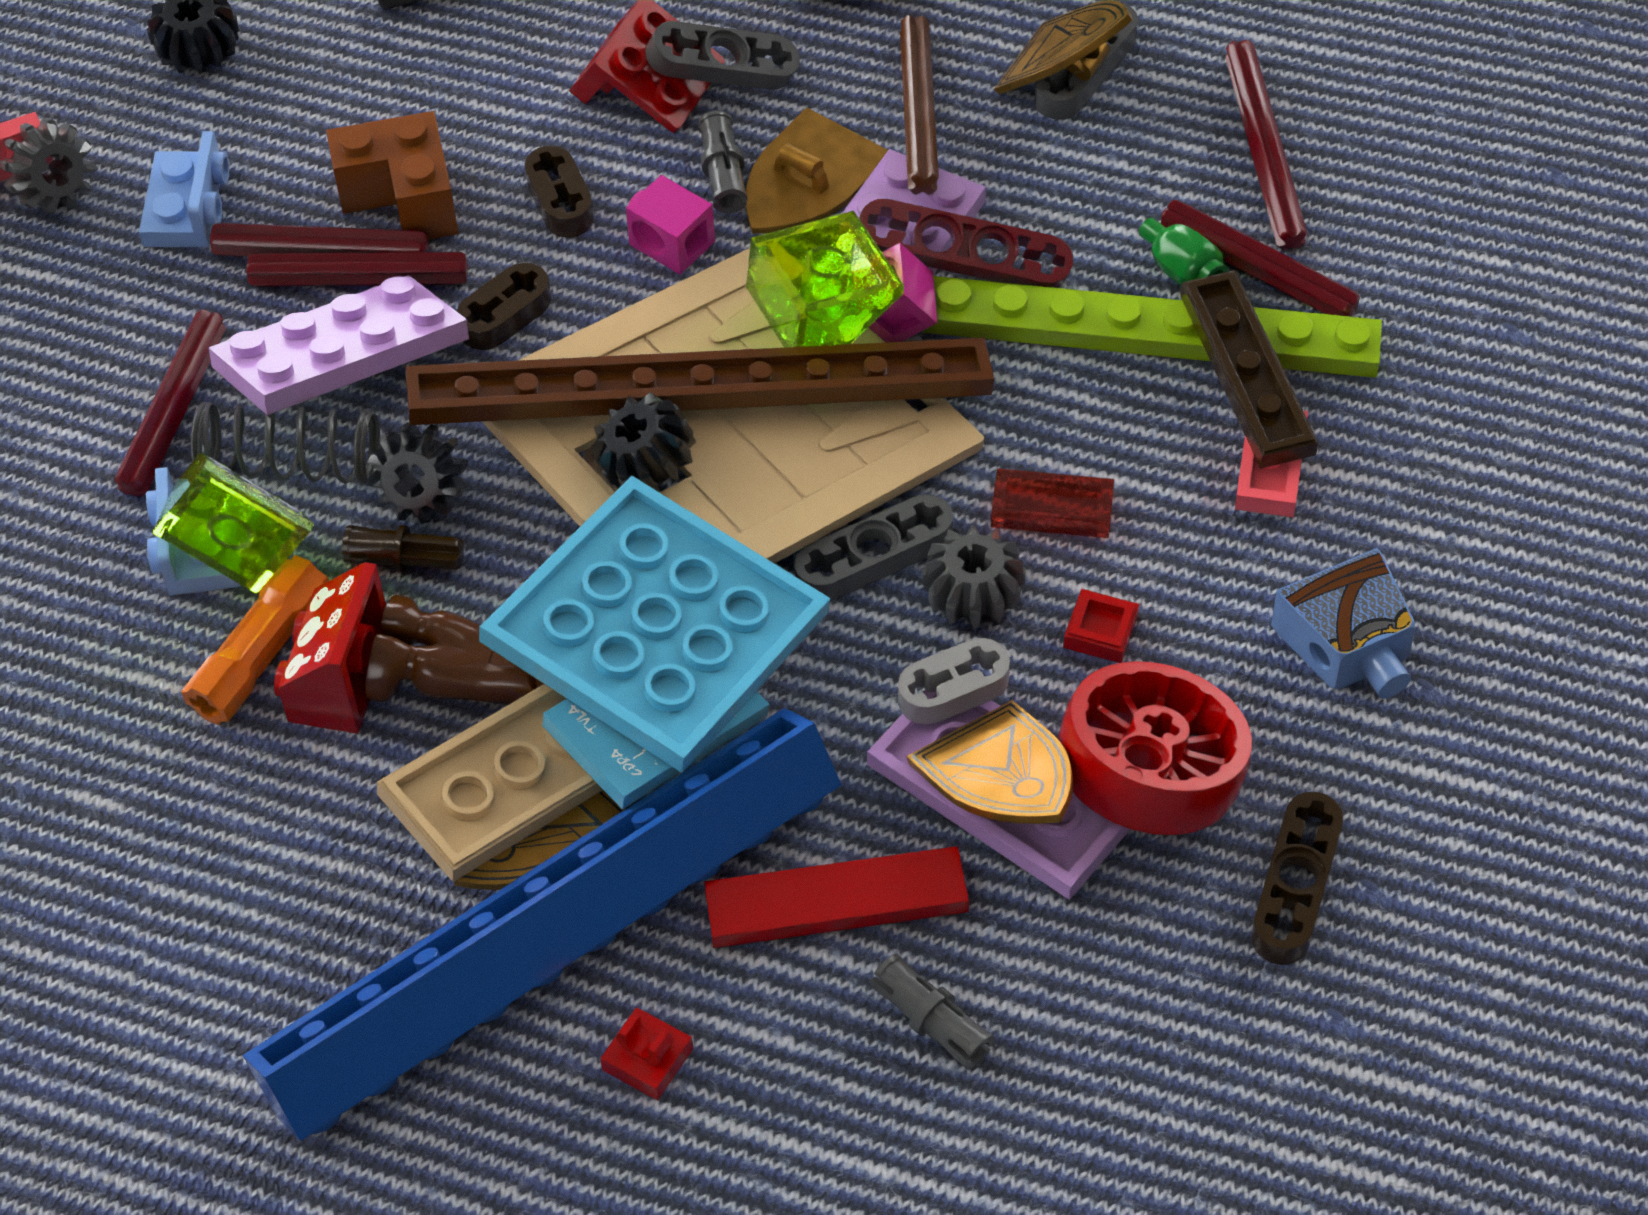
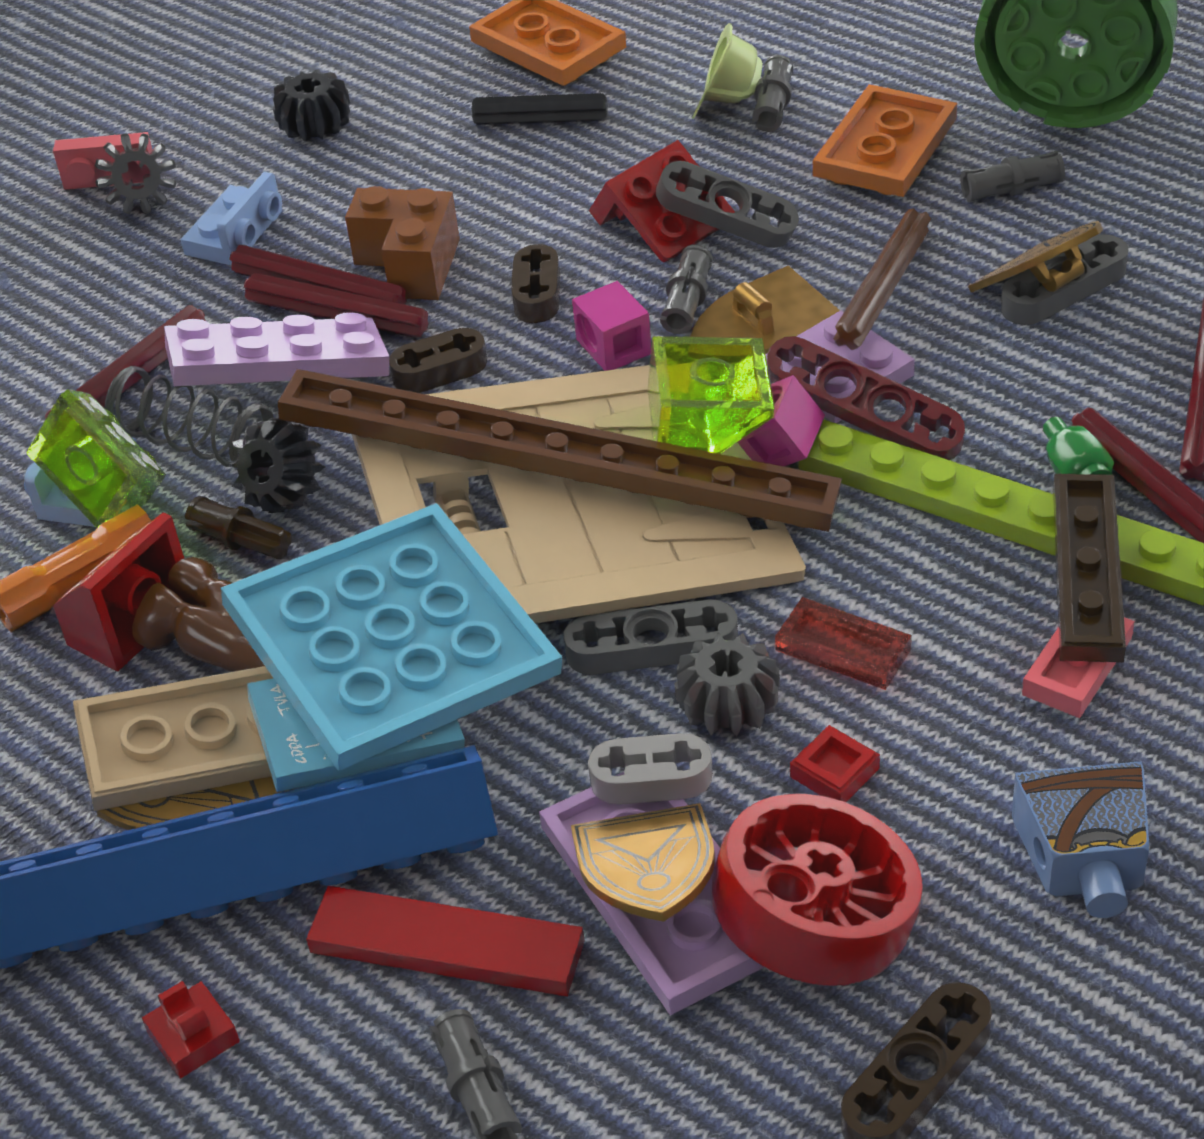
camera: 25 degrees right, 10 degrees down
(643, 442) = (473, 484): black gear -> none

